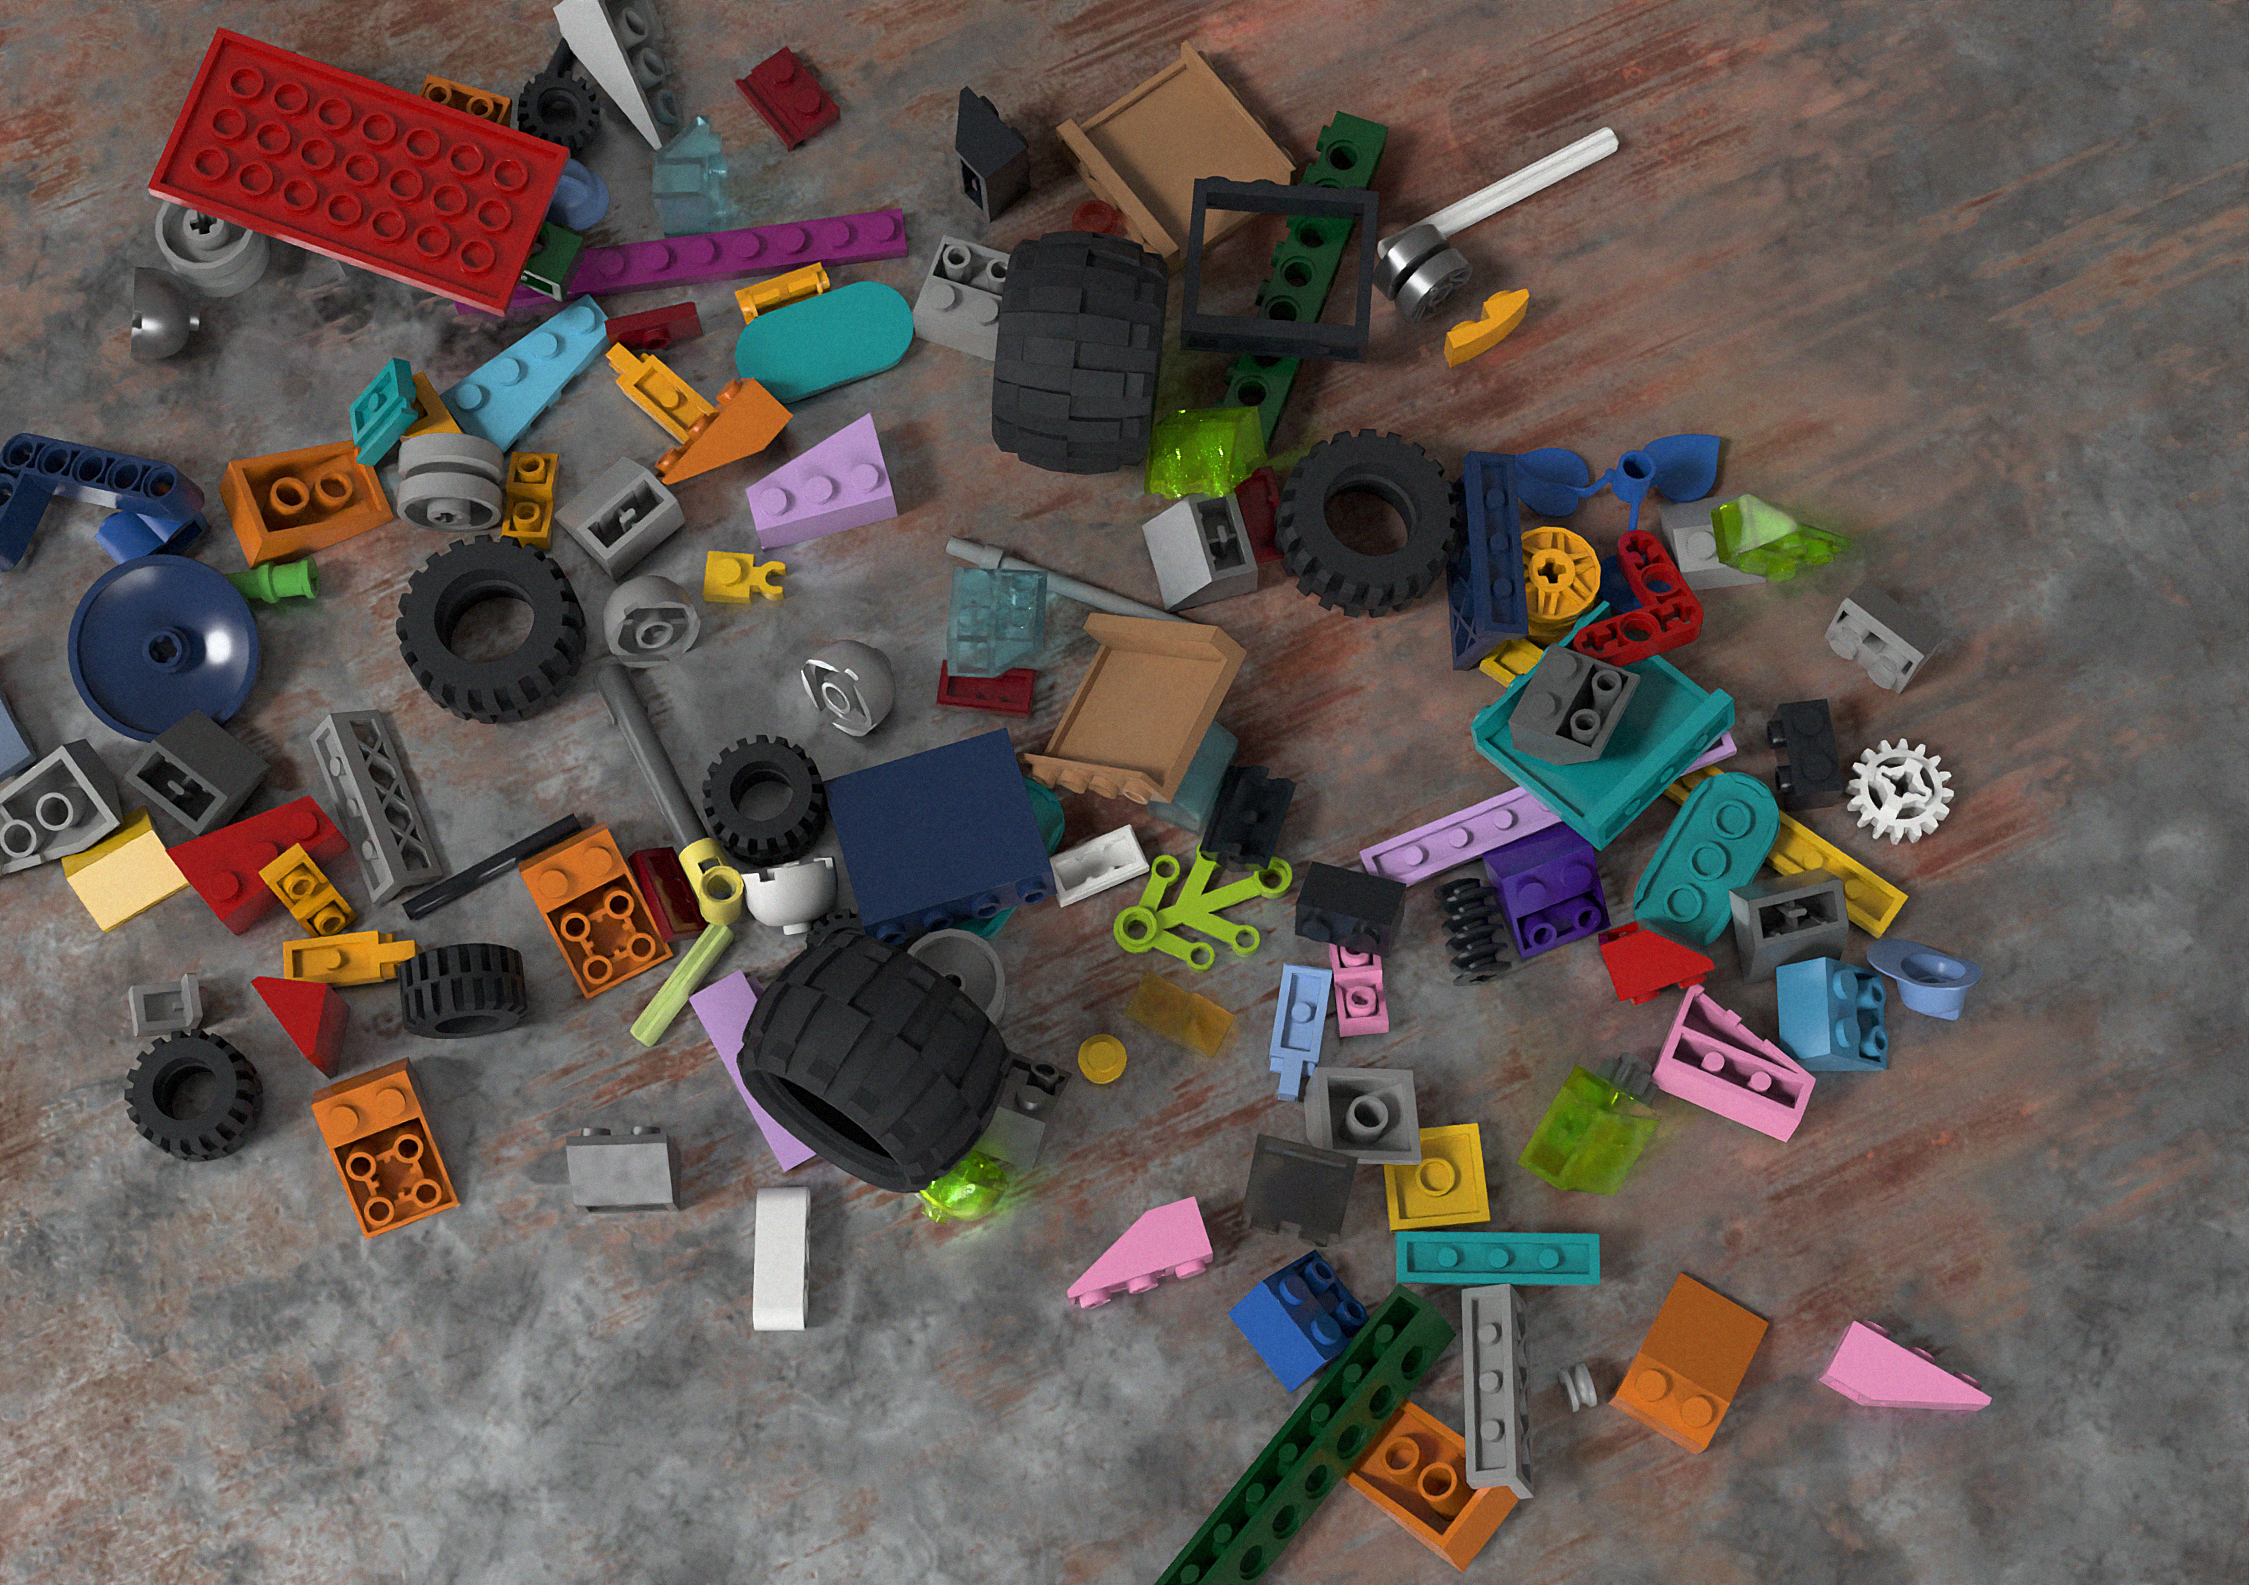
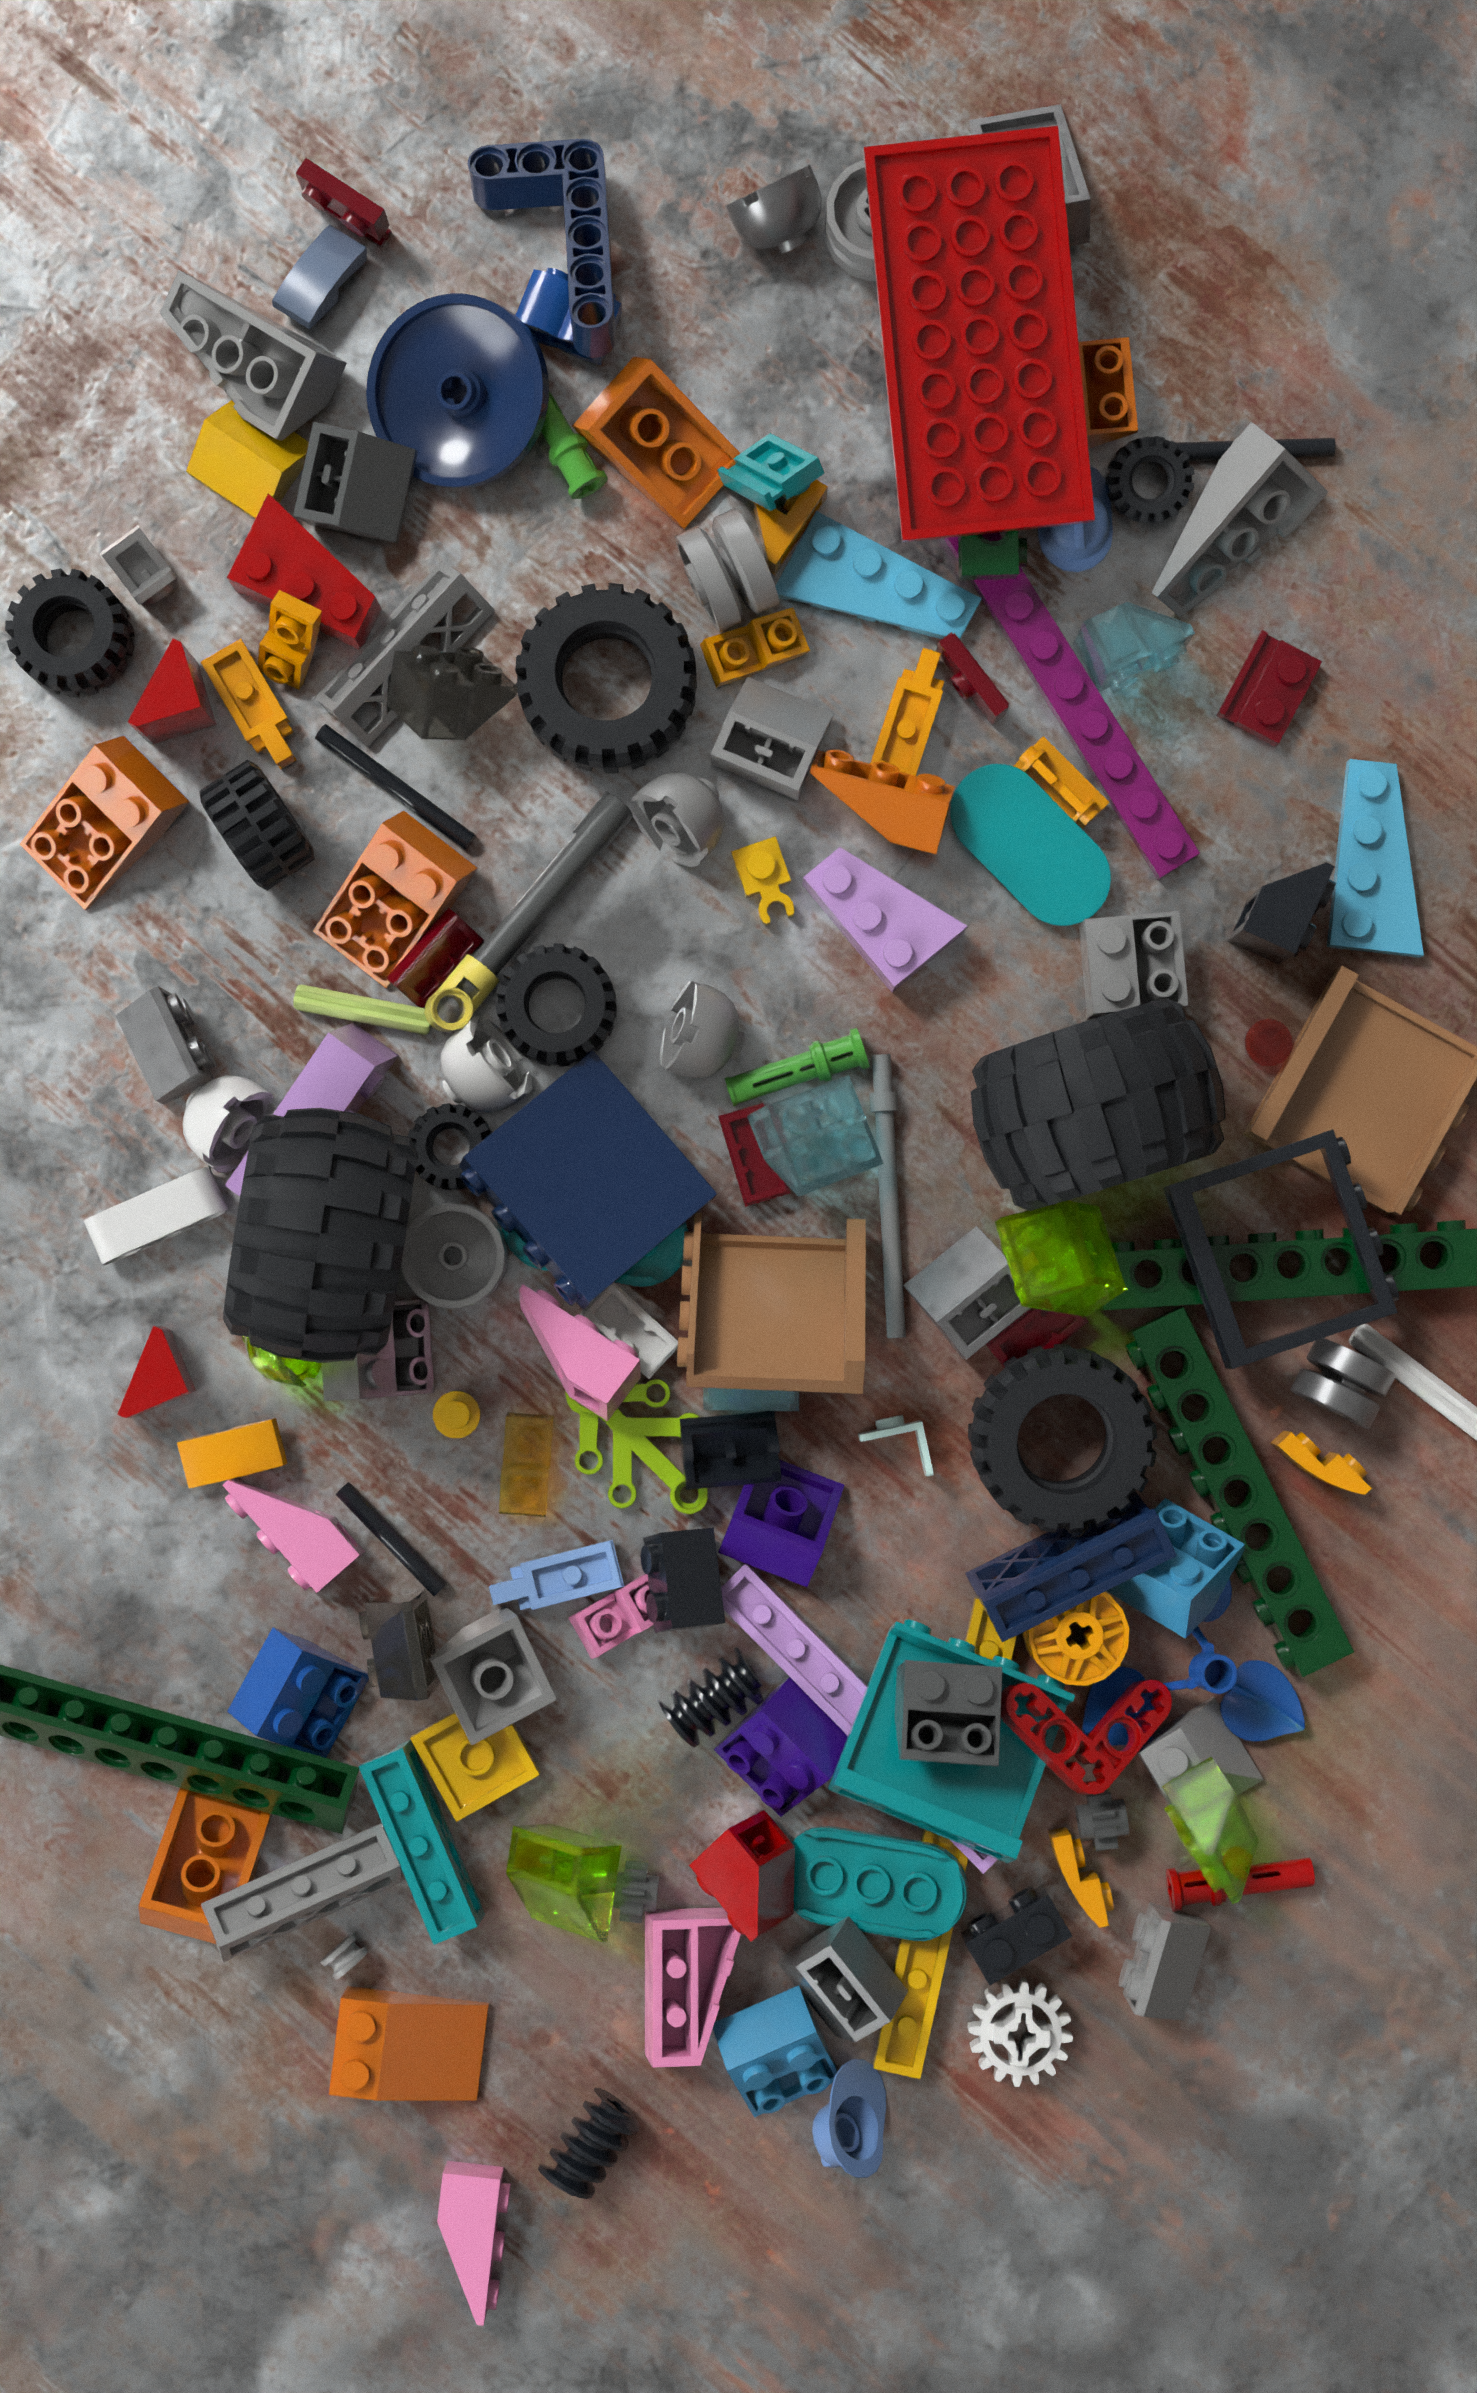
camera: 65 degrees right, 15 degrees up
(431, 770) = (447, 691): none -> clear smoke slope
(722, 1147) = (222, 1119): none -> white cylinder
(927, 596) = (742, 1086): none -> bright green pin
(938, 1321) = (158, 1375): none -> red slope
(1020, 86) = (1373, 872): none -> medium azure wing
(1042, 1283) = (232, 1453): none -> light orange slope
(1099, 913) = (586, 1362): none -> bright pink slope
(1188, 1173) = (391, 1539): none -> black bar
(1306, 650) = (896, 1425): none -> light aqua bracket
(1338, 804) = (783, 1523): none -> dark purple slope
(1545, 471) = (1190, 1584): none -> dark azure slope
(1547, 386) = (1324, 1638): none -> dark green brick
(1730, 638) = (1102, 1820): none -> dark grey gear
(1792, 679) = (1086, 1886): none -> light orange slope
(1828, 579) = (1192, 1888): none -> red pin
(1854, 1226) = (592, 2147): none -> black piece

